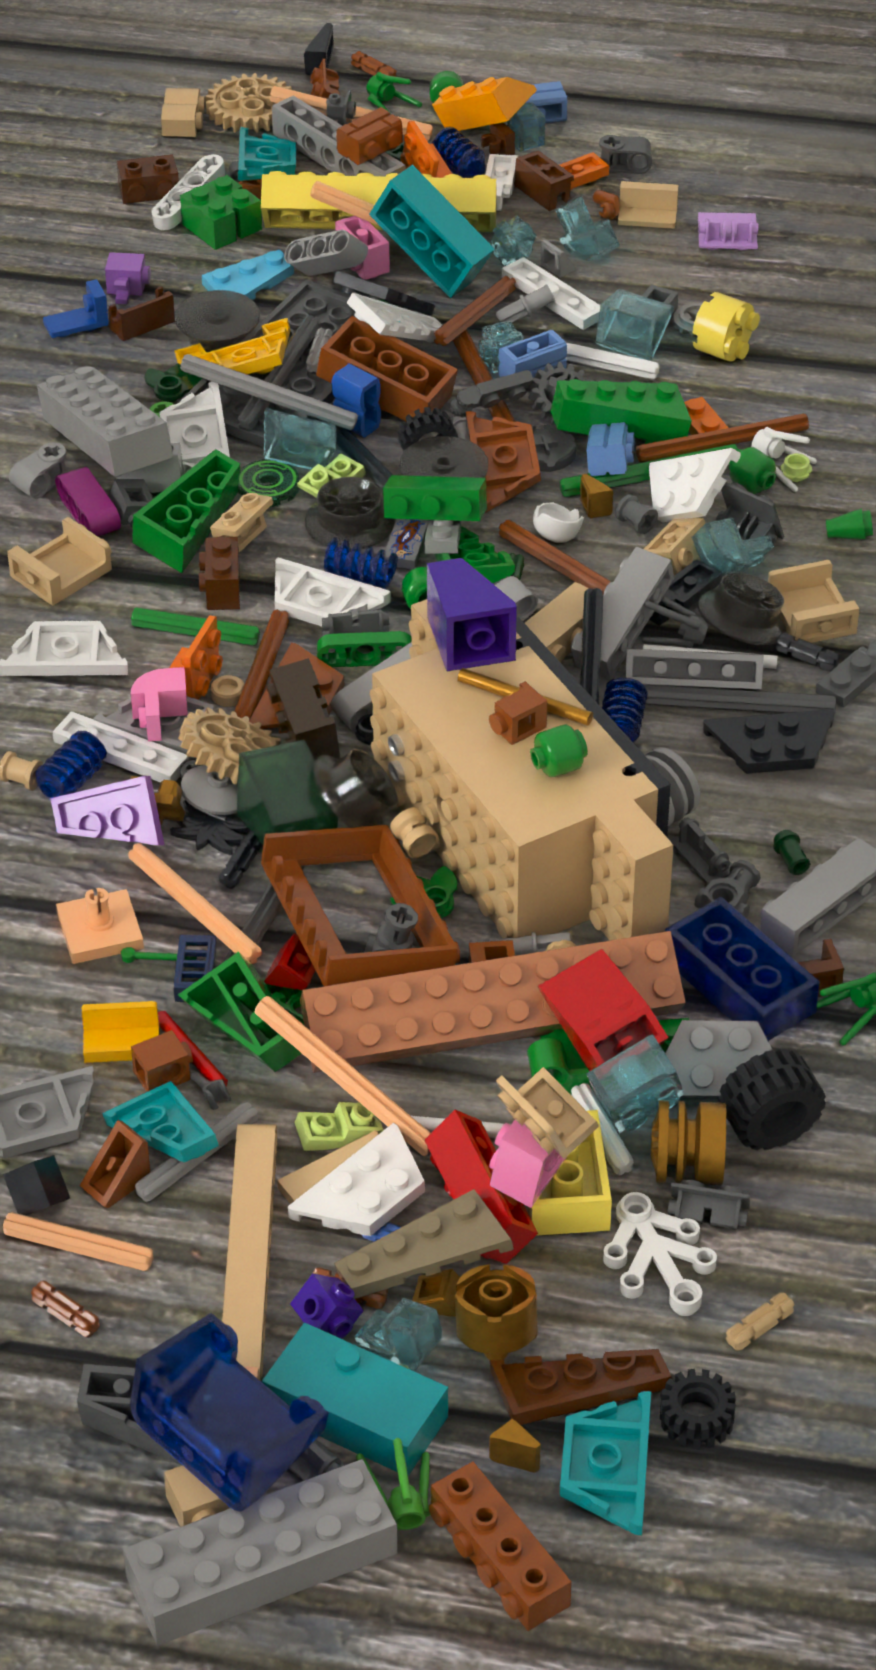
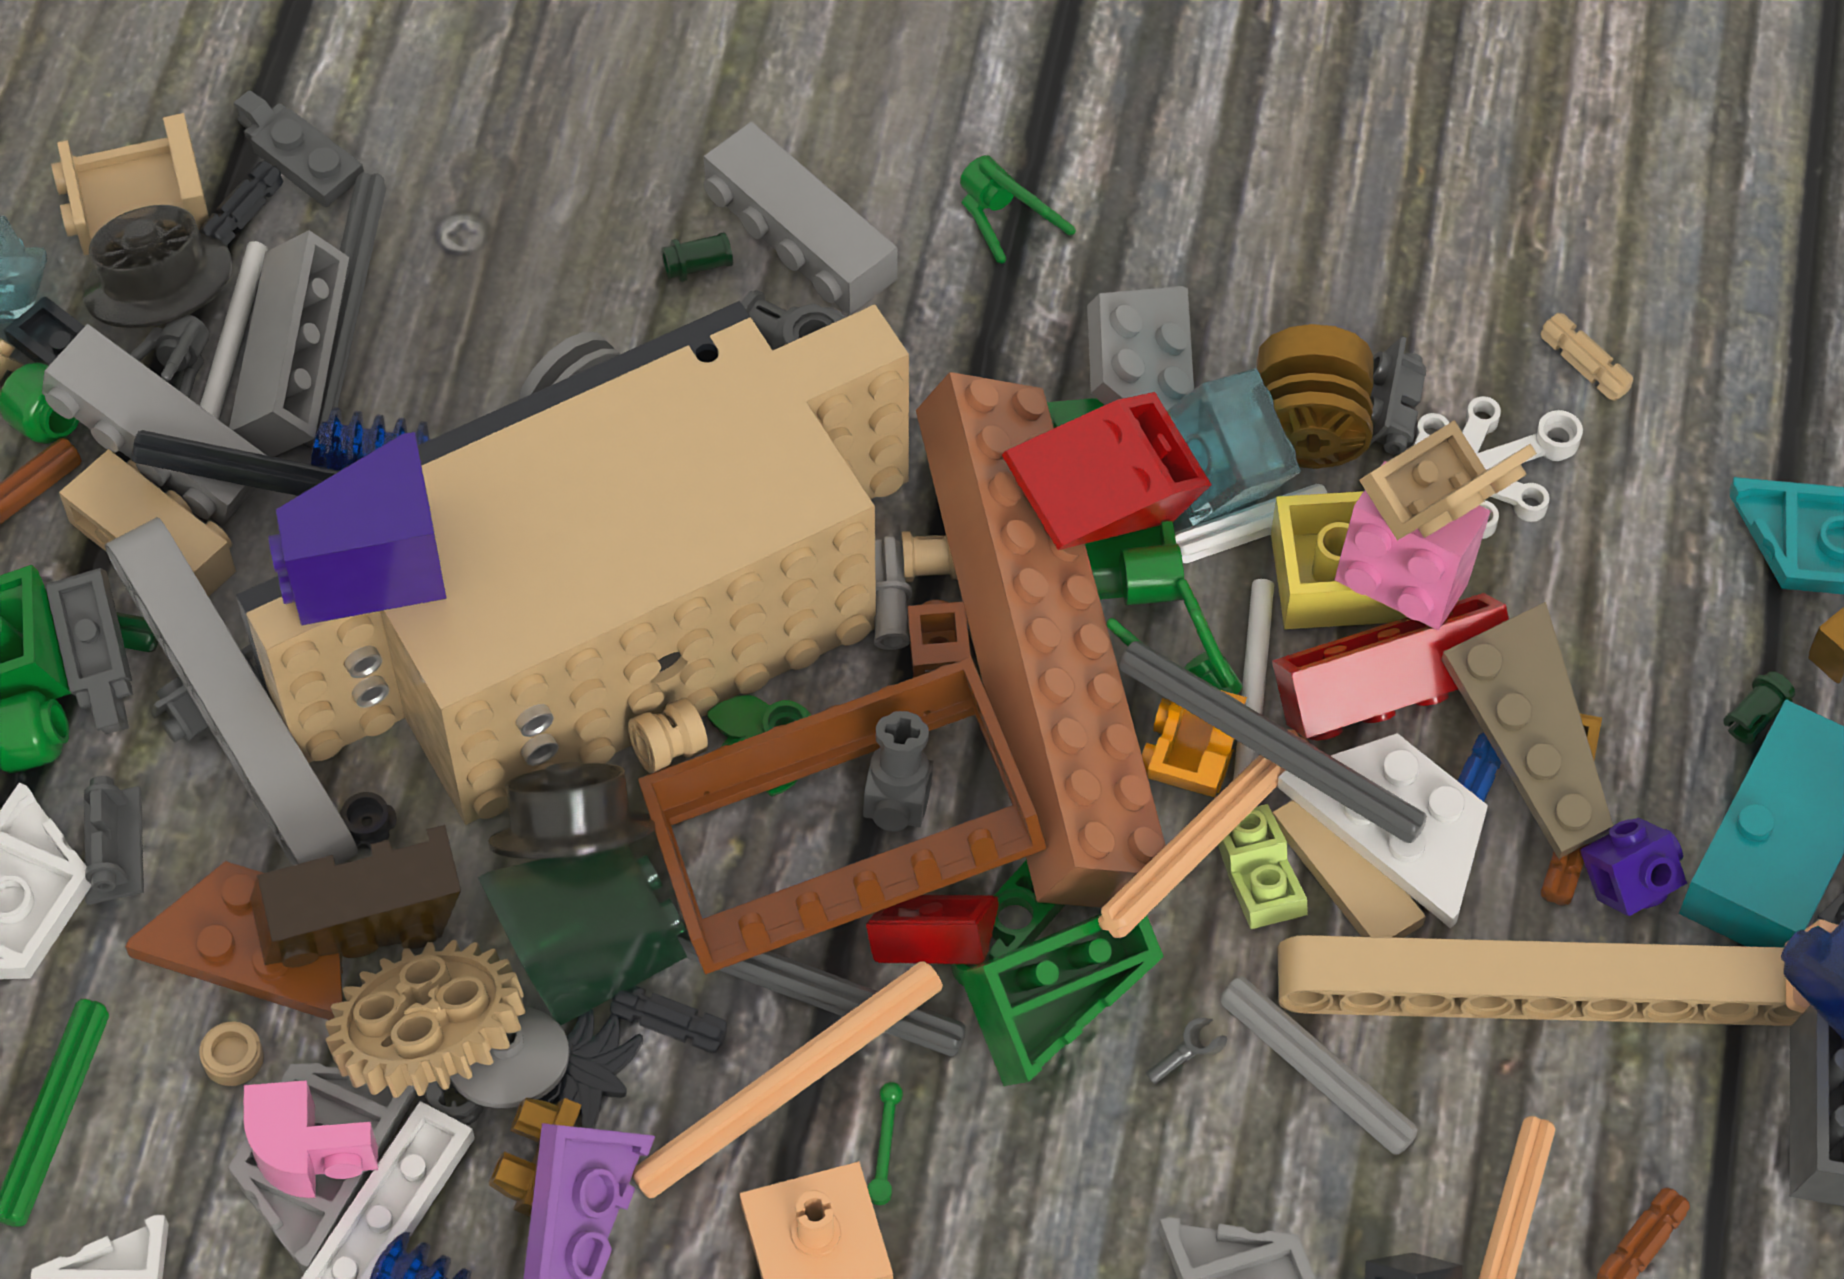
camera: 90 degrees left, 15 degrees up
(115, 1027) = (1082, 1188): yellow panel -> none
(117, 1166) = (1373, 1173): dark orange slope -> none
(161, 1061) = (1146, 1117): dark orange brick -> none
(166, 1123) = (1283, 1100): teal wing -> none
(182, 963) = (956, 1055): dark blue slope -> none
(200, 1060) = (1099, 1084): red bar -> none
(201, 659) = (185, 1100): orange bracket -> none
(262, 664) = (181, 997): dark orange axle -> none
(354, 640) = (162, 827): green beam -> none
(403, 1335) = (1680, 766): clear light blue brick -> none
(408, 1108) = (1273, 742): none -> dark grey axle
(419, 1089) = (1189, 750): none -> light orange cylinder
(469, 1405) = (1759, 706): none -> dark green pin
(472, 1094) = (1208, 665): none -> green plant
(496, 1310) = (1631, 645): pearl gold brick -> none
(504, 689) = (530, 483): pearl gold bar -> none
(519, 714) = (591, 480): dark orange brick -> none
(557, 1388) = (1719, 577): reddish brown wing -> none
(559, 750) = (692, 425): green head -> none
(697, 1428) = (1751, 406): black tyre -> none
(742, 969) = (984, 310): clear blue brick -> none
(772, 740) = (439, 264): black wing -> none
(772, 1099) = (1238, 288): black tyre -> none
(828, 968) = (946, 237): reddish brown panel -> none

